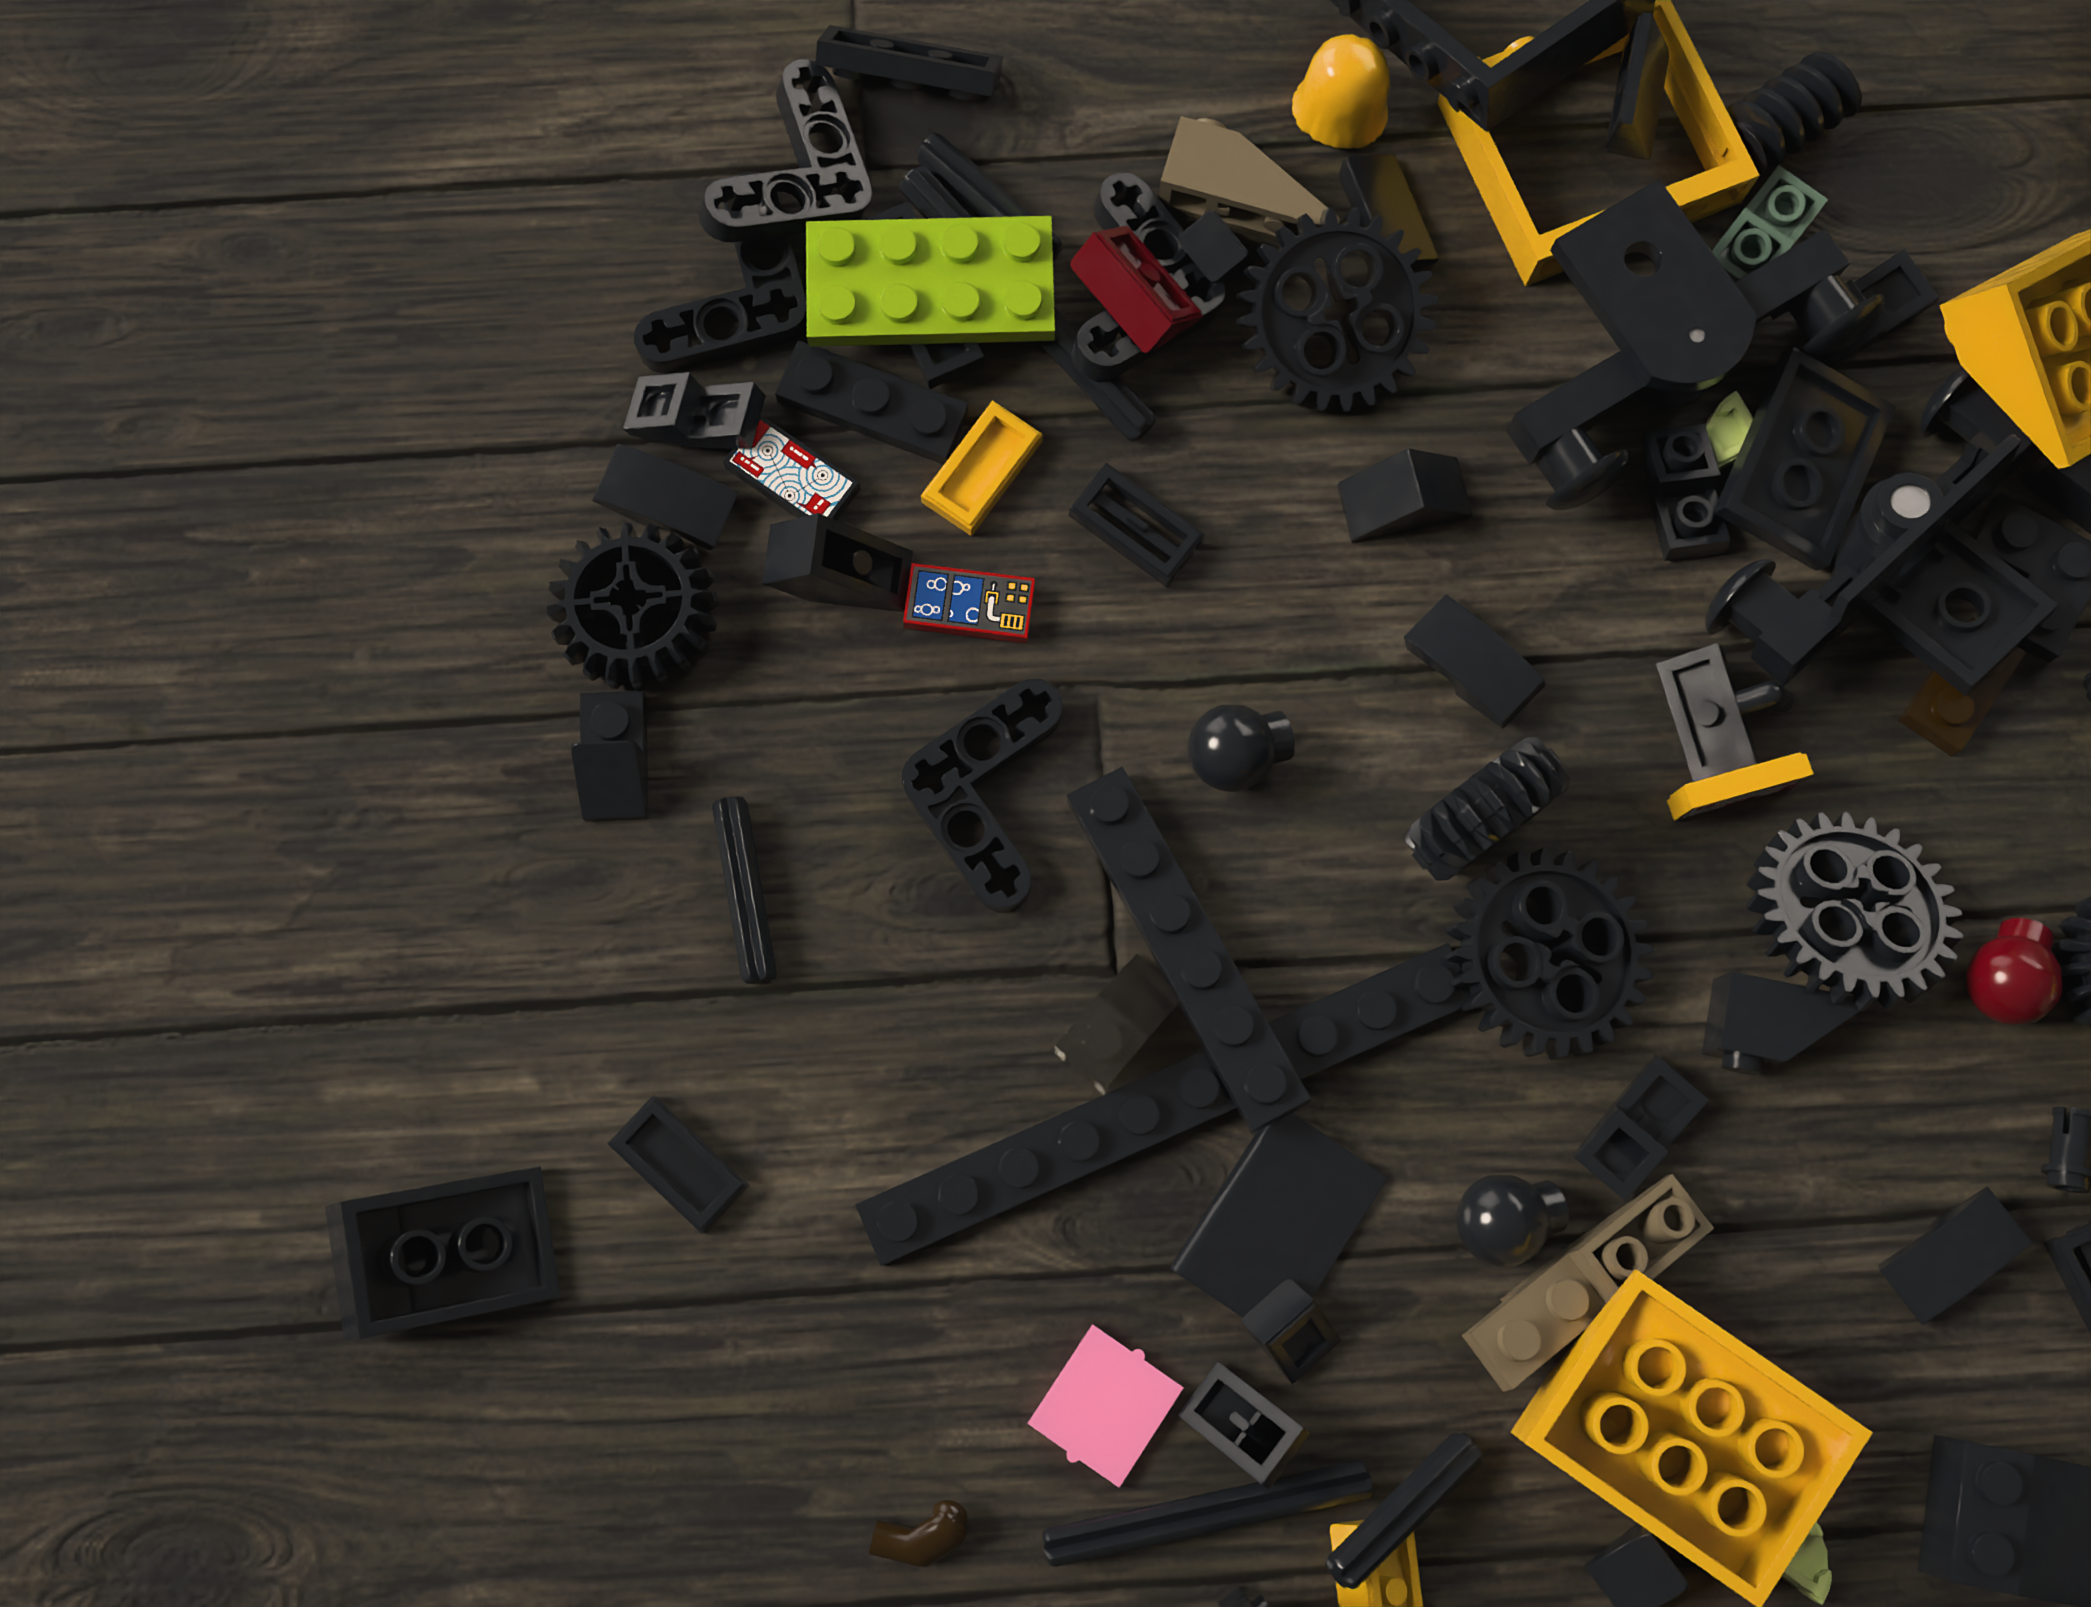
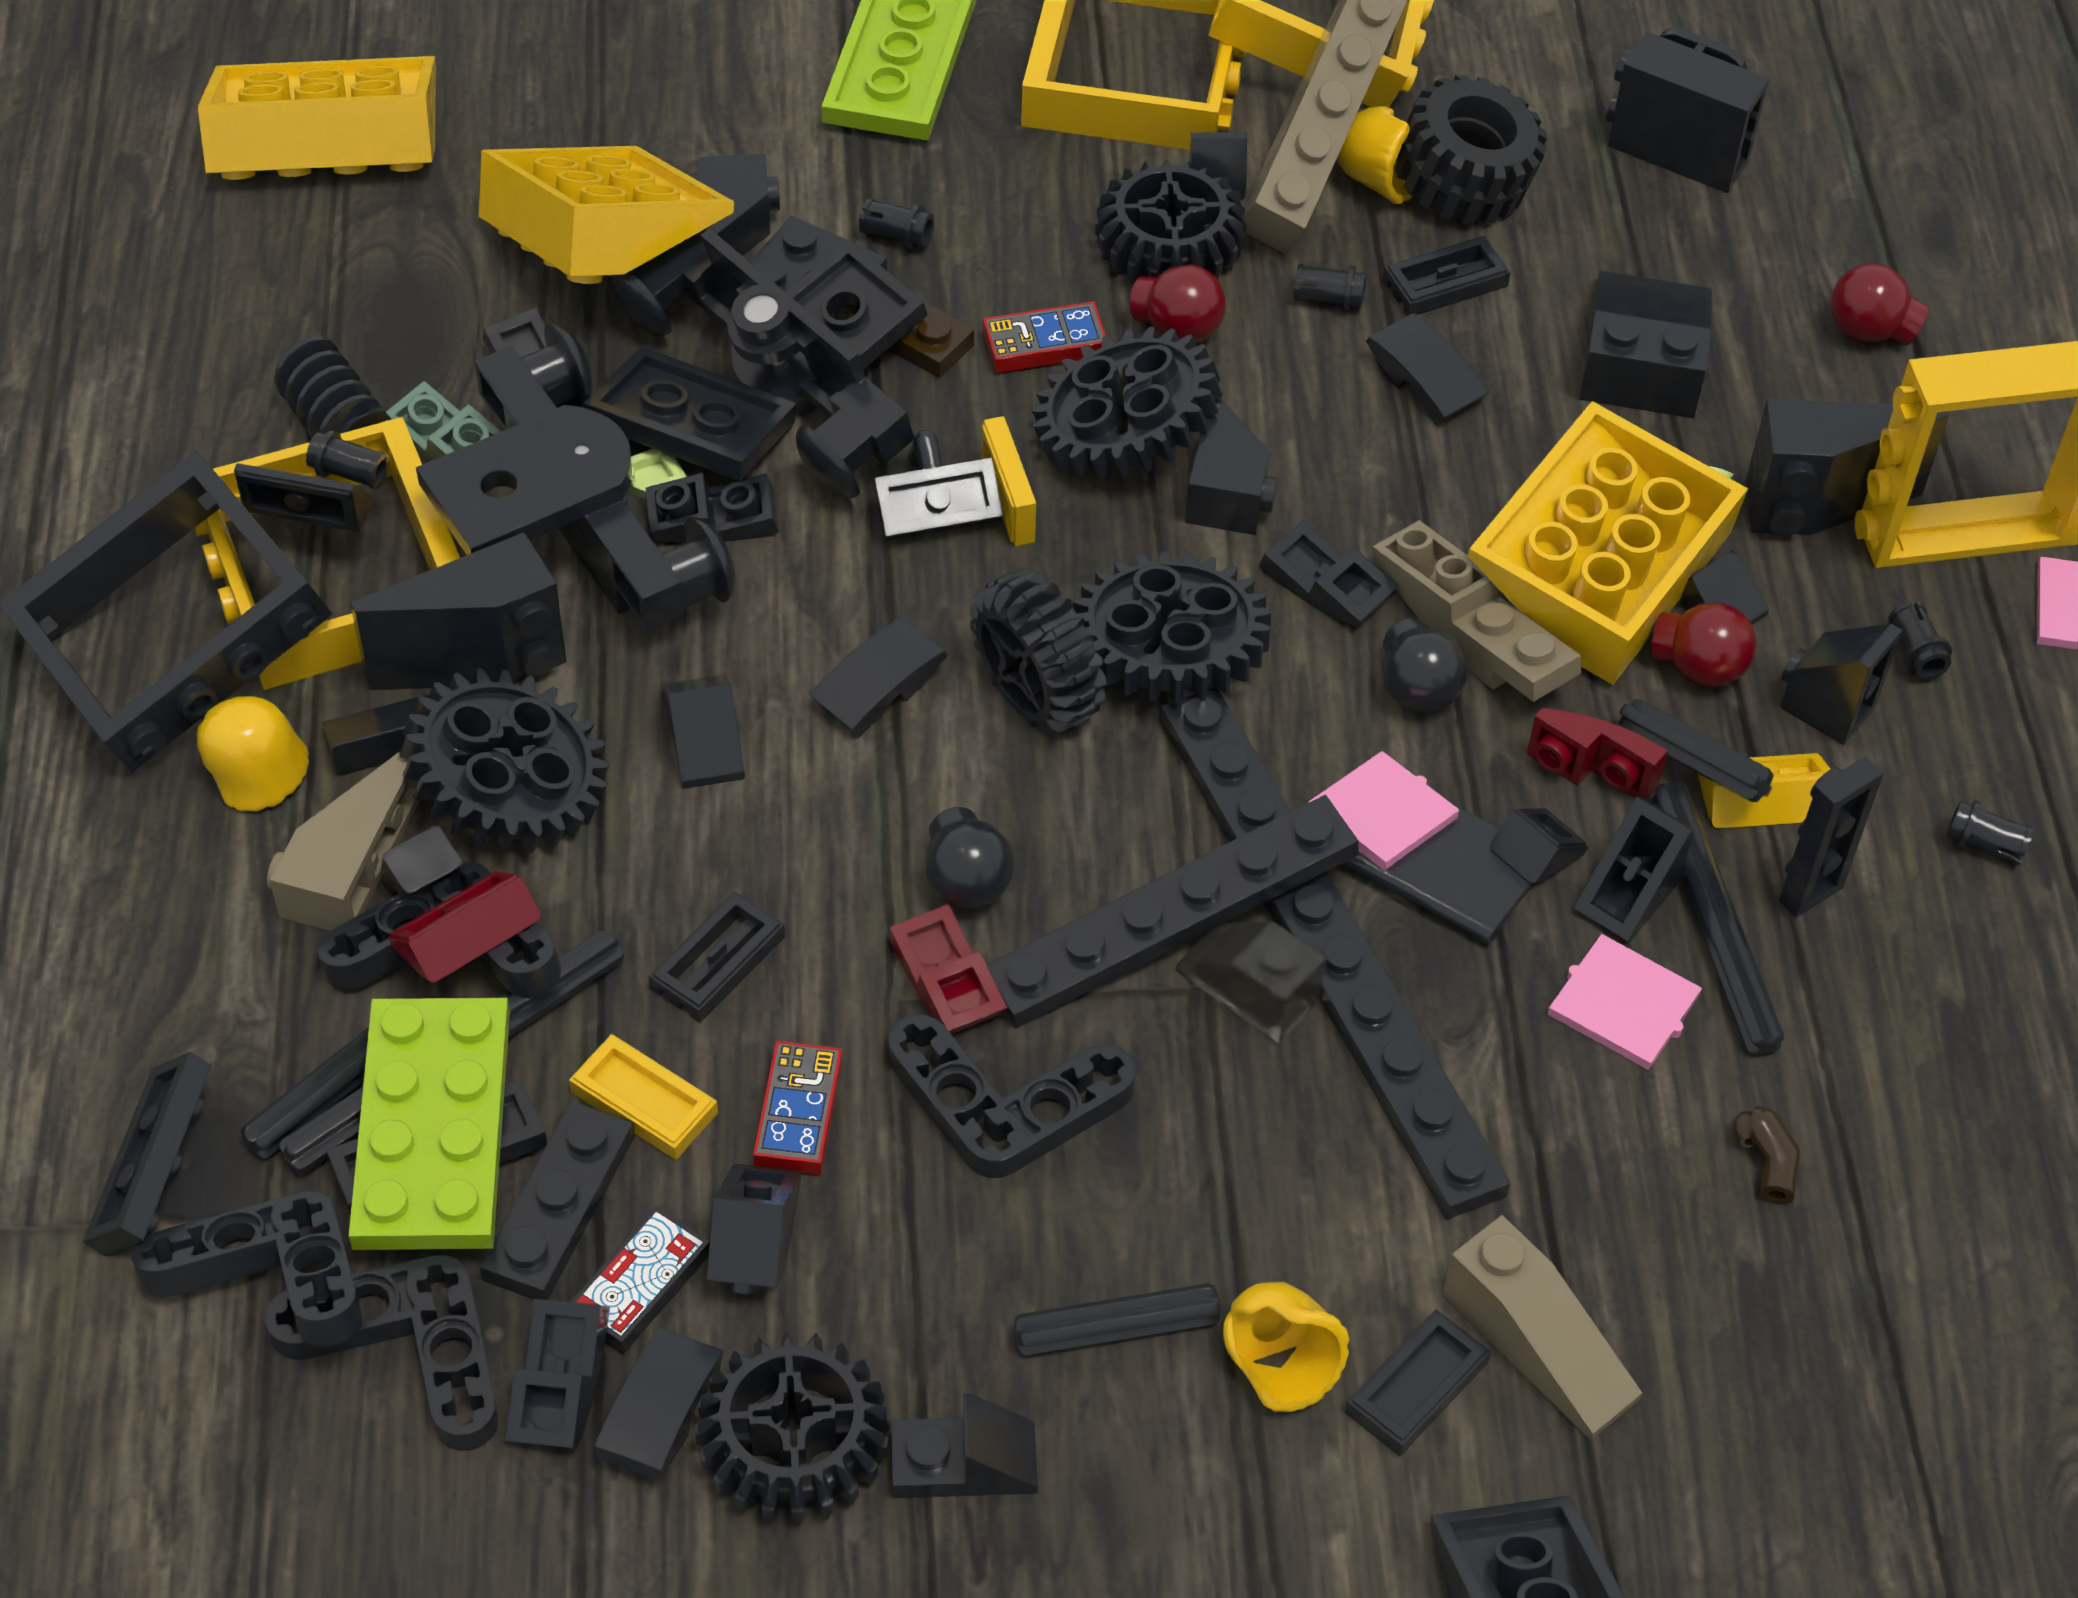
camera: 90 degrees left, 25 degrees down
(700, 1048) = (1277, 1318): none -> yellow hair
(718, 1283) = (1539, 1326): none -> dark tan slope
(1120, 733) = (945, 970): none -> dark red slope
(1325, 1167) = (1389, 809): none -> bright pink piece
(1412, 1378) = (1581, 744): none -> dark red slope
(1500, 265) = (464, 616): none -> black slope
(1557, 1542) = (1707, 643): none -> dark red piece
(1691, 111) = (357, 463): none -> black pin
(1963, 828) = (1042, 336): none -> tile

